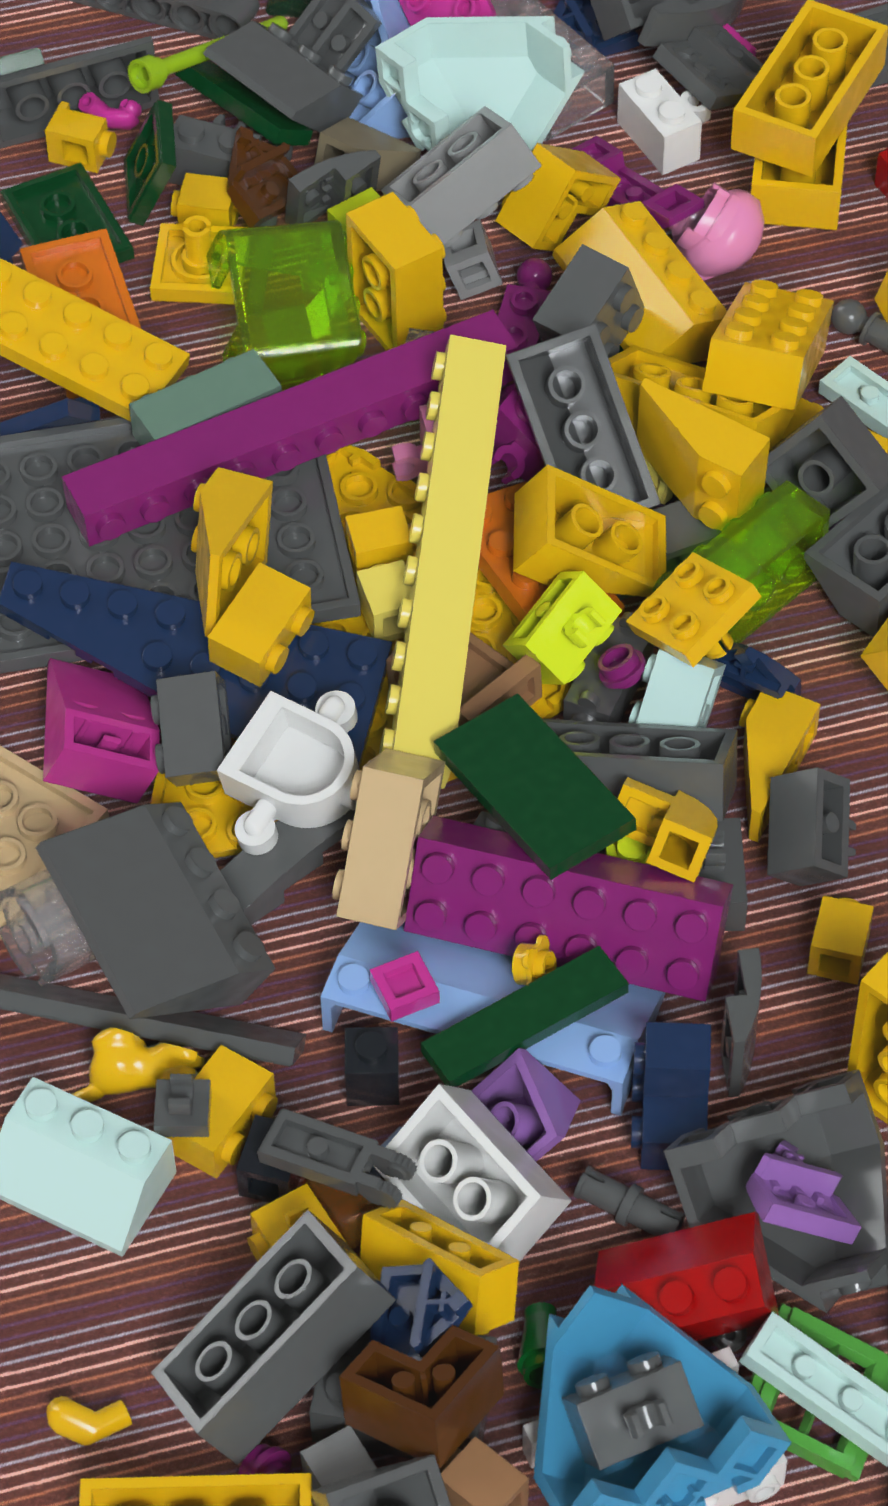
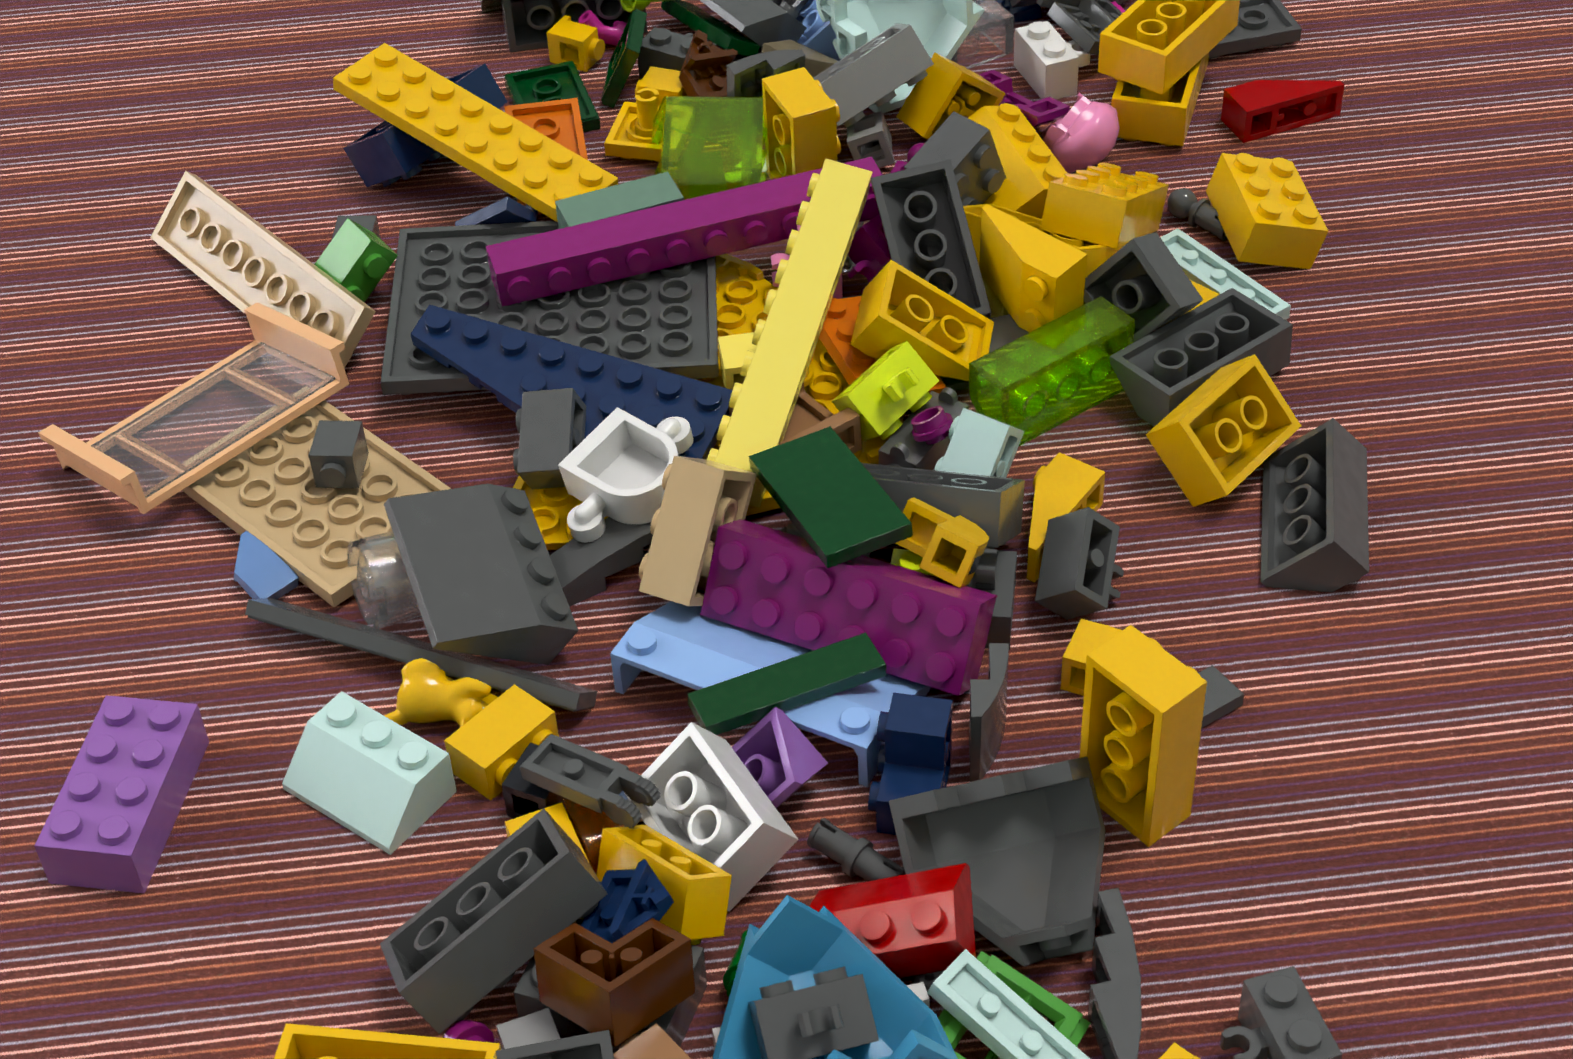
camera: 10 degrees right, 10 degrees down
(83, 1424) = (314, 988): yellow arm -> none
(98, 733) = (471, 441): dark pink slope -> none
(182, 1106) = (465, 726): dark grey tile -> none
(229, 537) = (612, 299): yellow slope -> none
(261, 625) = (622, 361): yellow brick -> none
(372, 1066) = (646, 718): black brick -> none
(378, 538) = (740, 312): yellow brick -> none
(404, 986) = (683, 647): dark pink plate -> none
(532, 961) = (804, 639): yellow plate -> none
(694, 610) = (999, 378): yellow plate -> none
(754, 672) = (1047, 440): dark blue slope -> none
(800, 1196) = (1015, 860): medium lavender slope -> none

